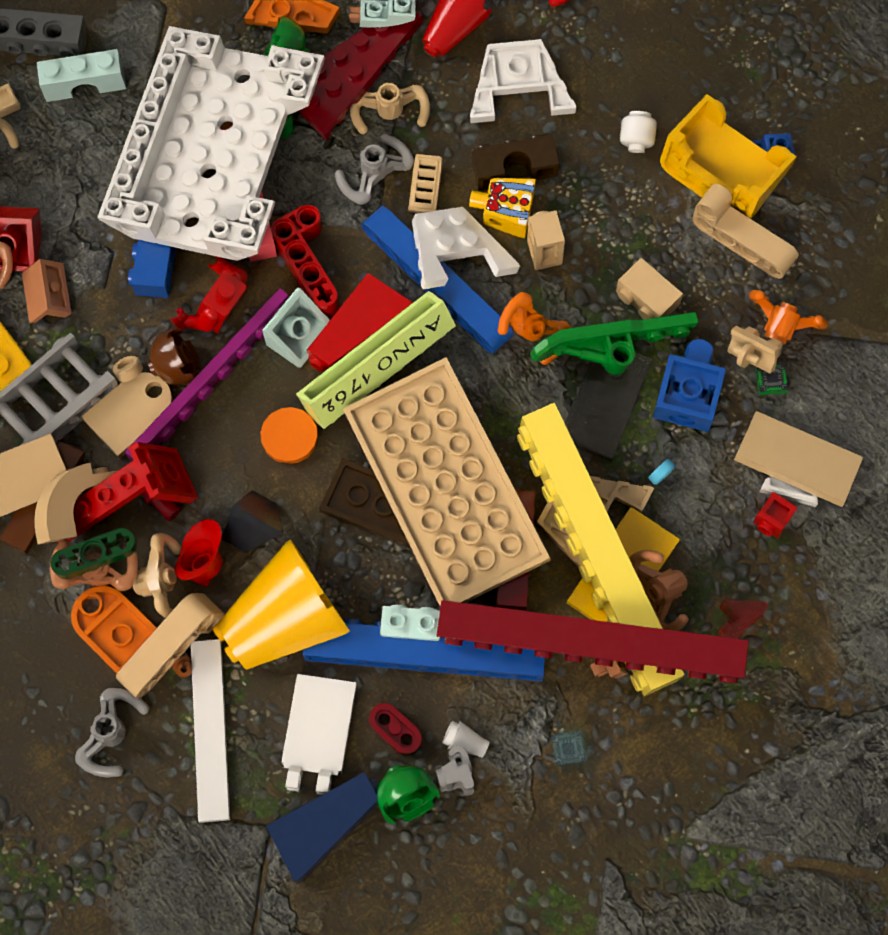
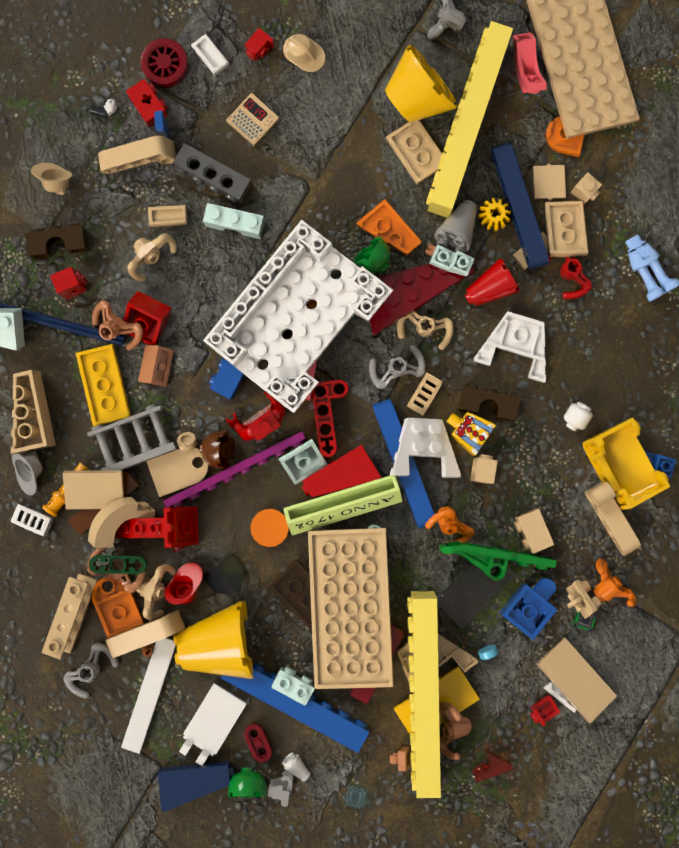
camera: 25 degrees right, 15 degrees up
(50, 656) = (69, 616): none -> tan fence
(593, 639) = (395, 756): dark red brick -> none

